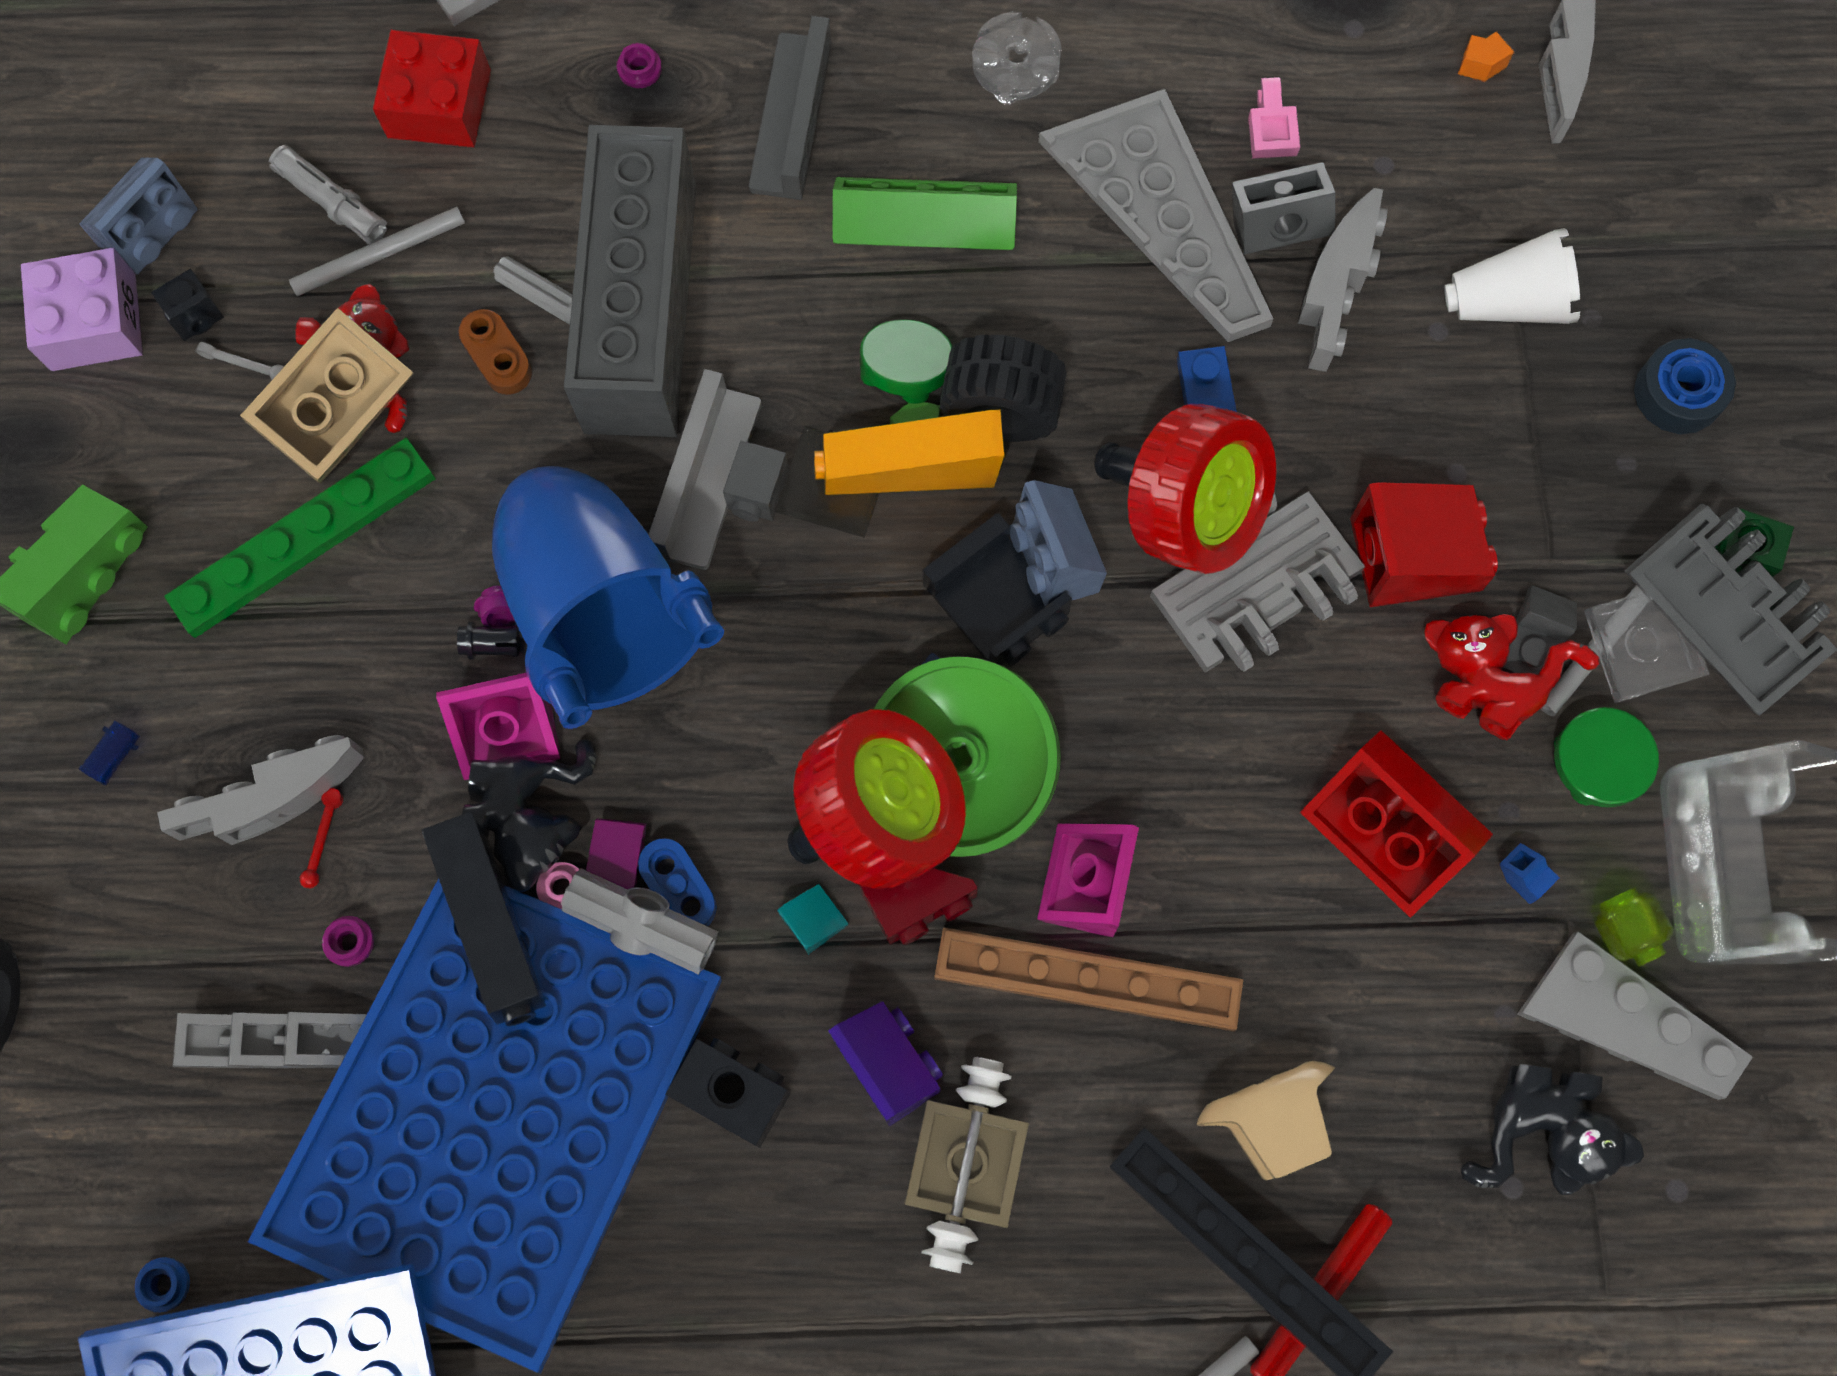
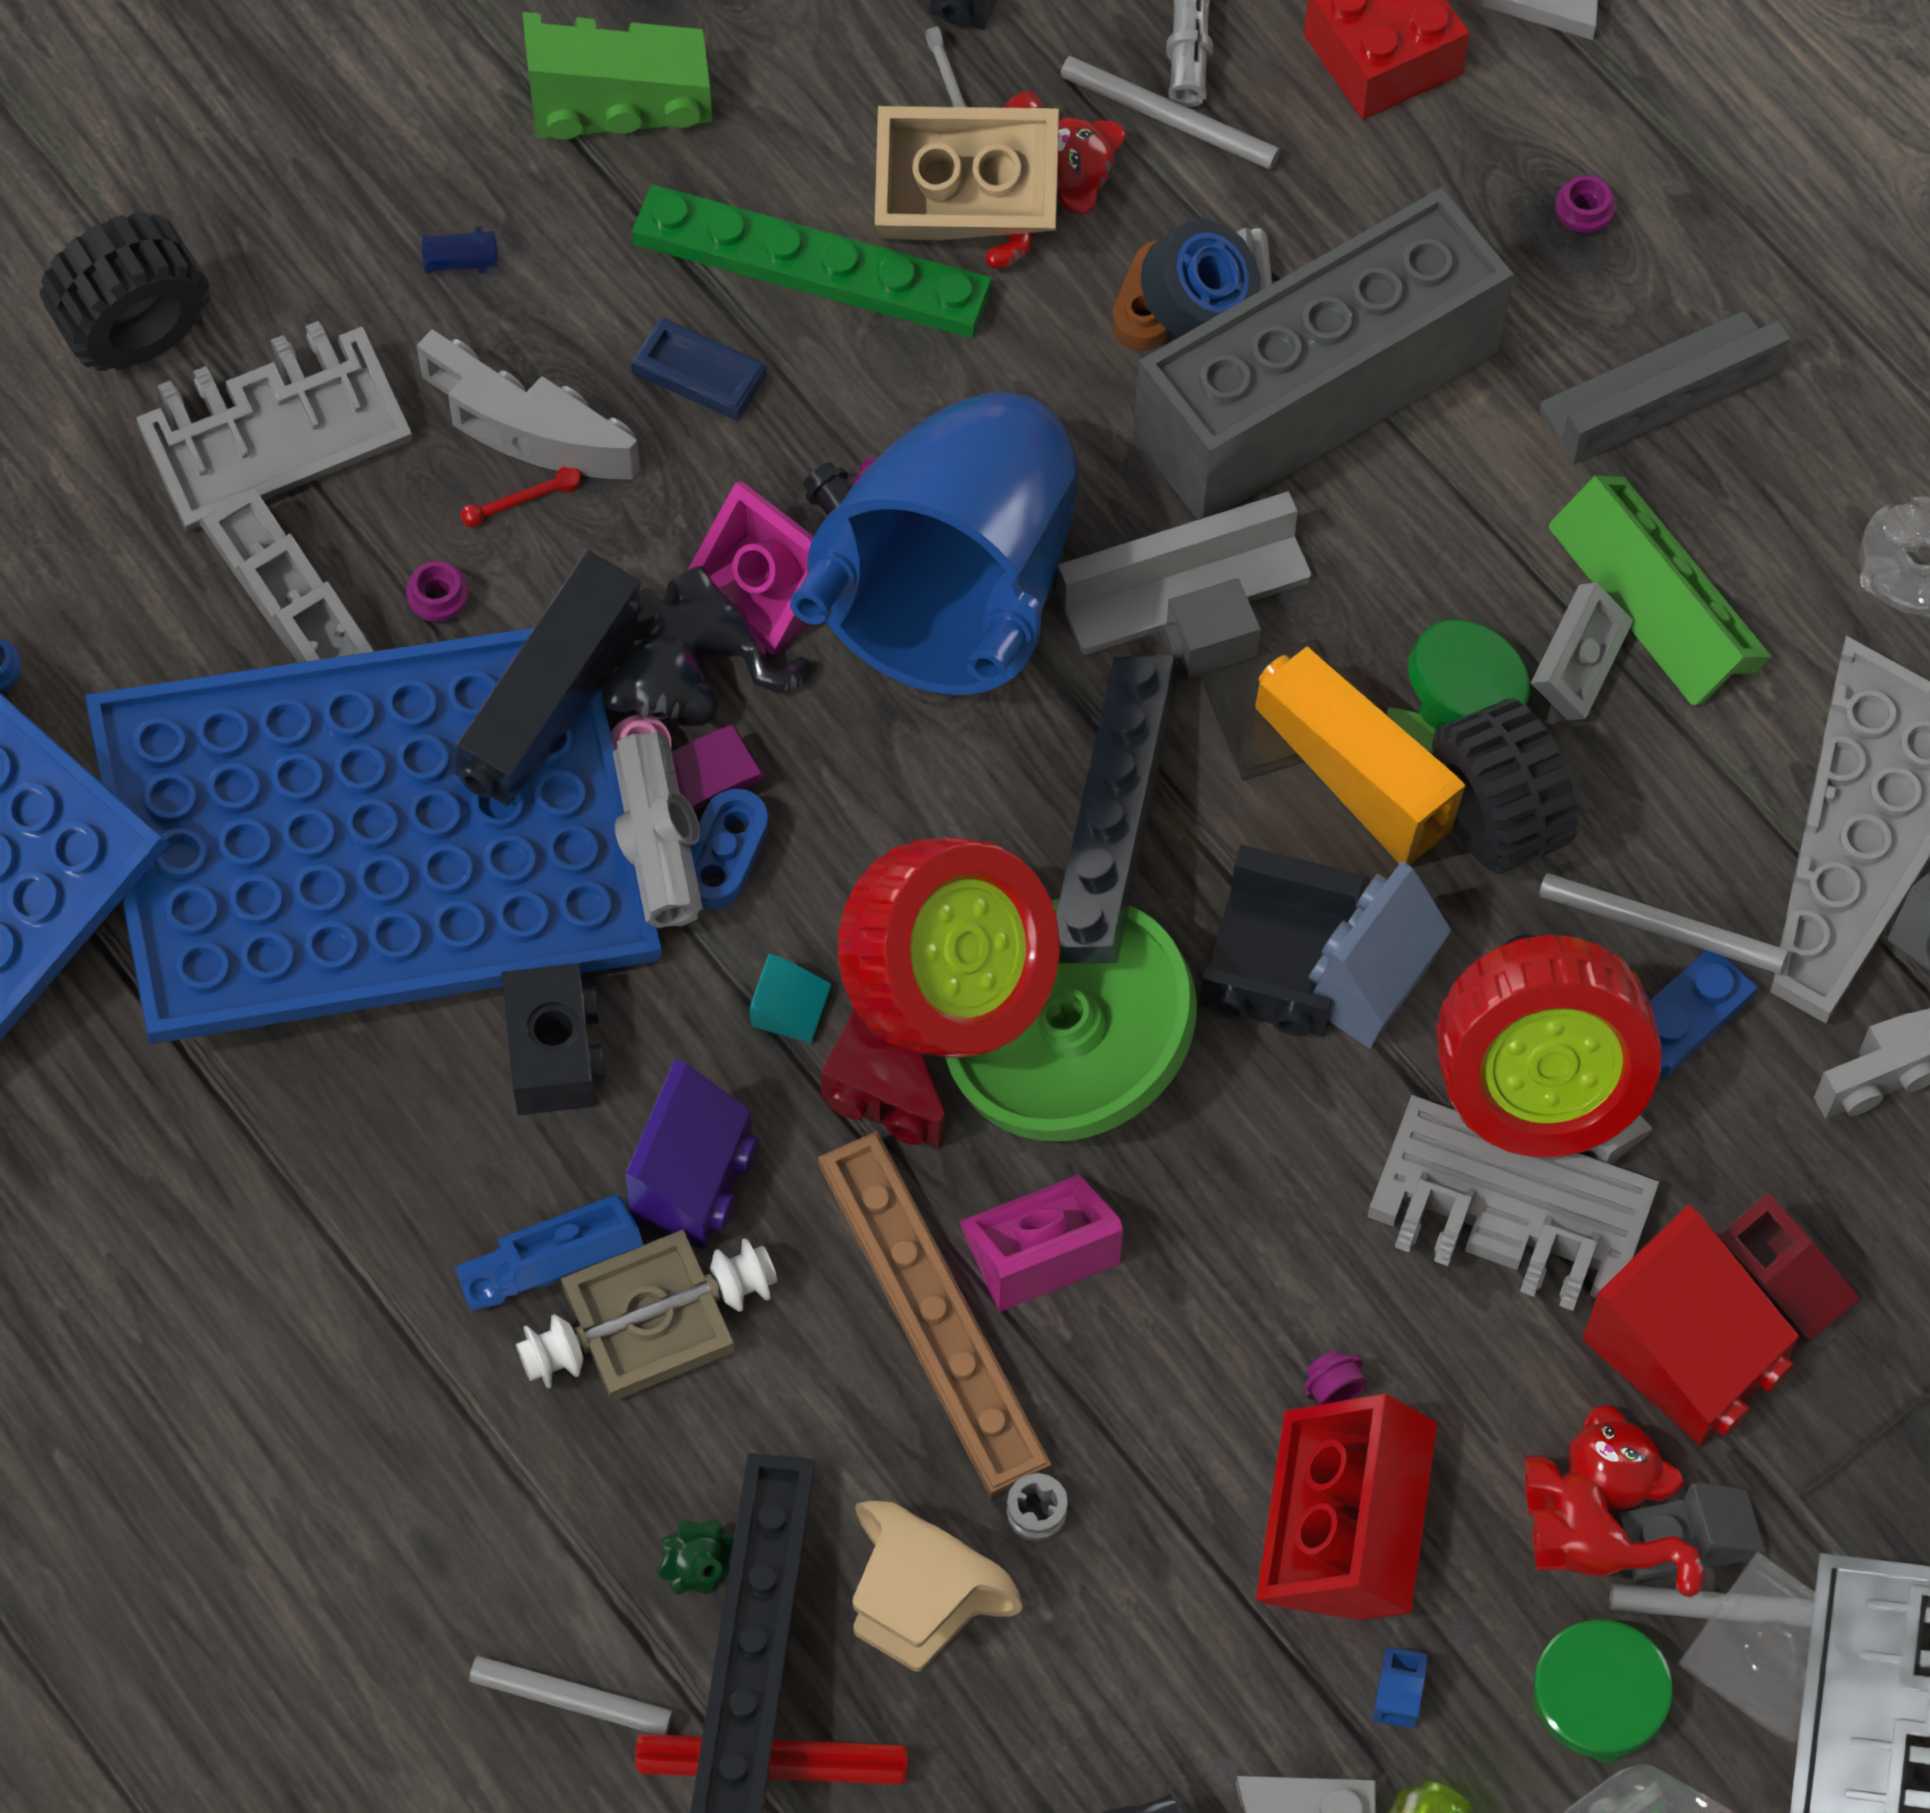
camera: 50 degrees right, 10 degrees down
(144, 970) = (274, 432): none -> light grey hinge
(320, 660) = (699, 369): none -> dark blue tile
(514, 315) = (1197, 274): none -> wheel
(841, 626) = (1115, 808): none -> black plate
(879, 1196) = (549, 1251): none -> blue hinge
(935, 283) = (1582, 651): none -> light grey plate
(1147, 367) = (1664, 923): none -> light grey piece
(1157, 1249) = (695, 1556): none -> dark green plant
(1271, 1021) = (1046, 1490): none -> light grey bush
(1304, 768) = (1335, 1378): none -> magenta plate
(1415, 458) = (1789, 1267): none -> dark red slope

